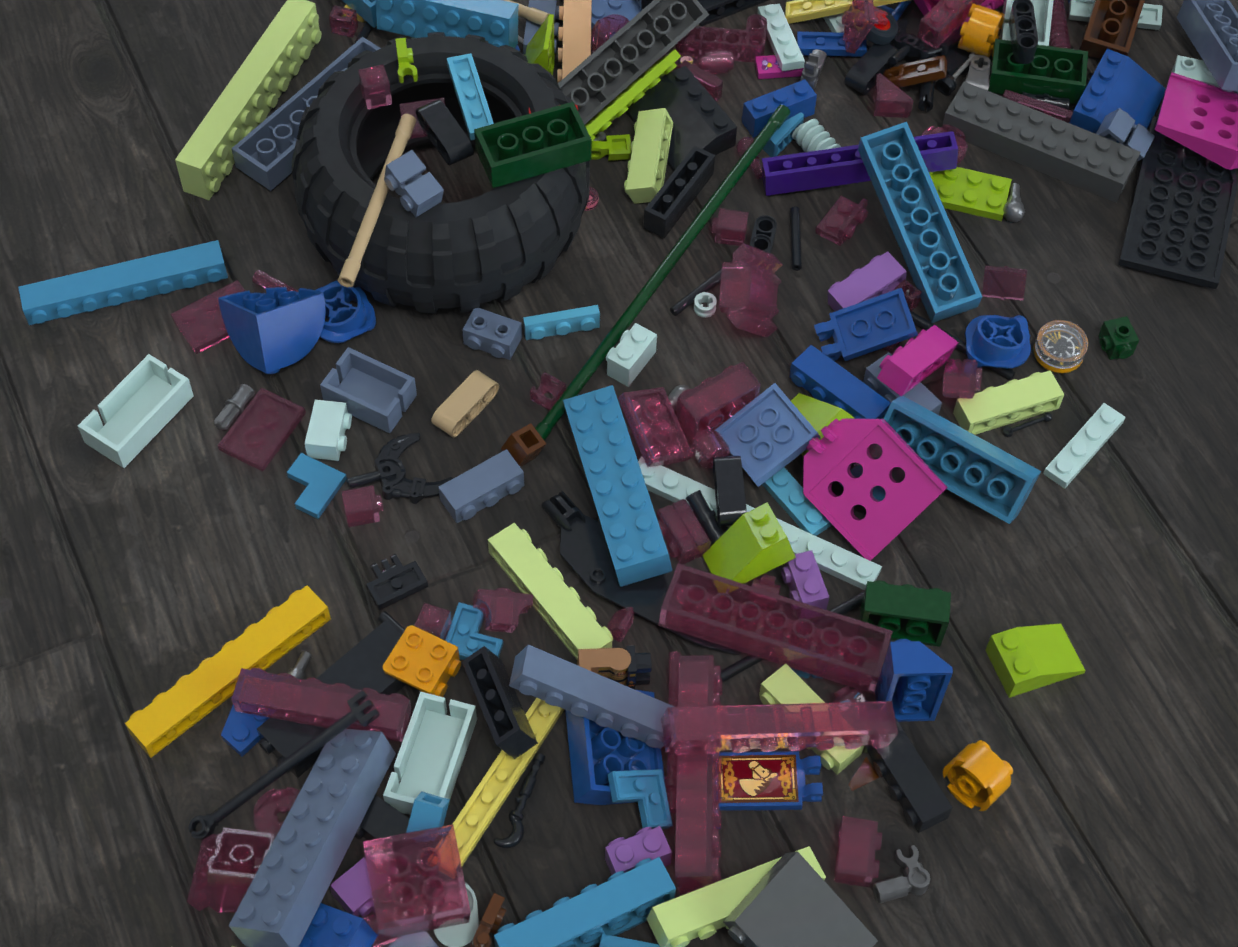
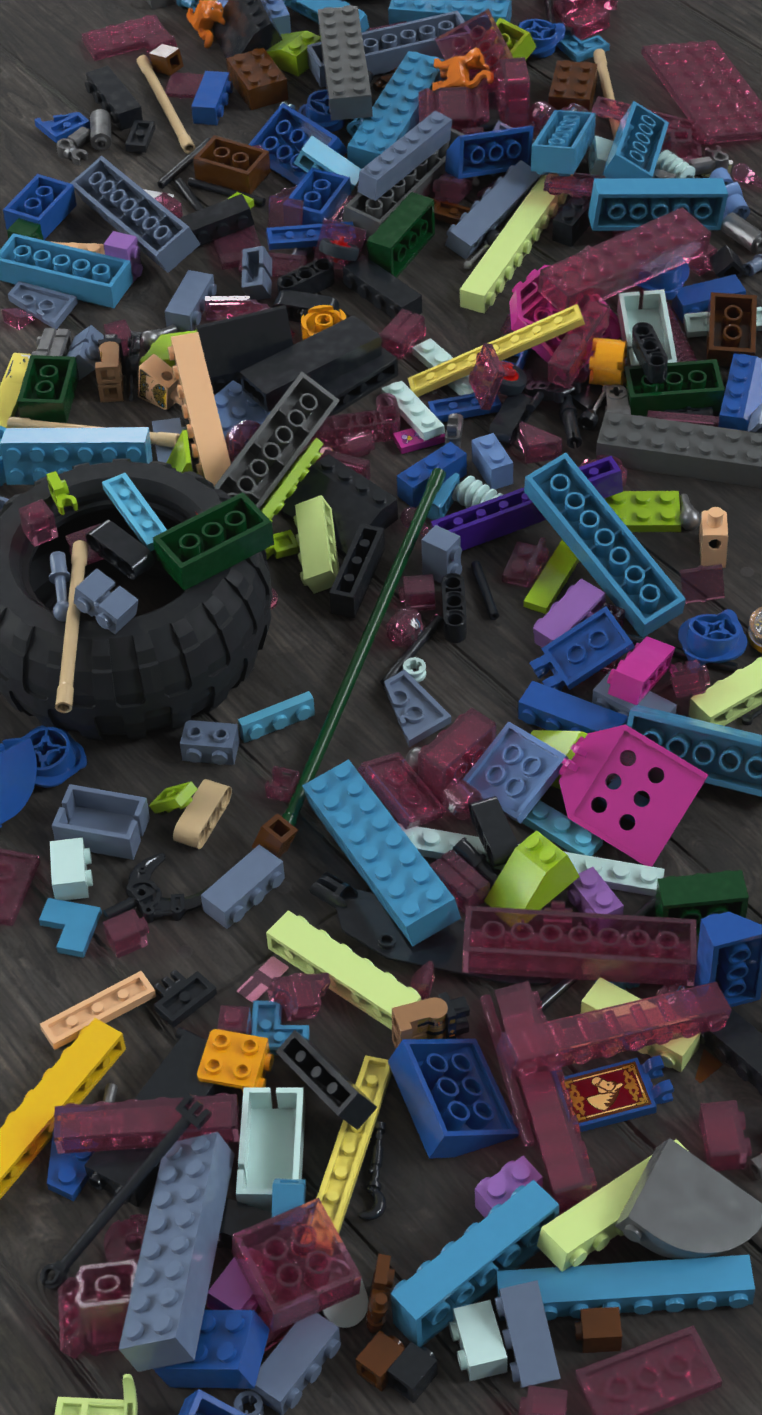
camera: 10 degrees left, 10 degrees down
(315, 574) = (103, 1006): none -> light nougat plate
(379, 147) = (59, 577): none -> sand blue pin
(442, 382) = (174, 797): none -> lime plate
(476, 580) = (261, 979): none -> clear pink sticker
(589, 695) = (418, 1047): sand blue brick -> none
(631, 354) = (356, 730): light aqua brick -> none
(648, 790) = (497, 1126): dark azure tile -> none
(693, 344) = (414, 708): none -> sand blue wing
(707, 259) = (404, 626): none -> clear pink head
(750, 290) = (458, 642): clear pink slope -> none
(762, 193) = (441, 553): none -> sand blue brick
(840, 108) = (492, 461): none -> medium blue brick
(861, 243) = (551, 579): none -> lime tile
(917, 71) = (558, 412): reddish brown hinge -> none
(1033, 229) = (713, 526): none -> light nougat torso

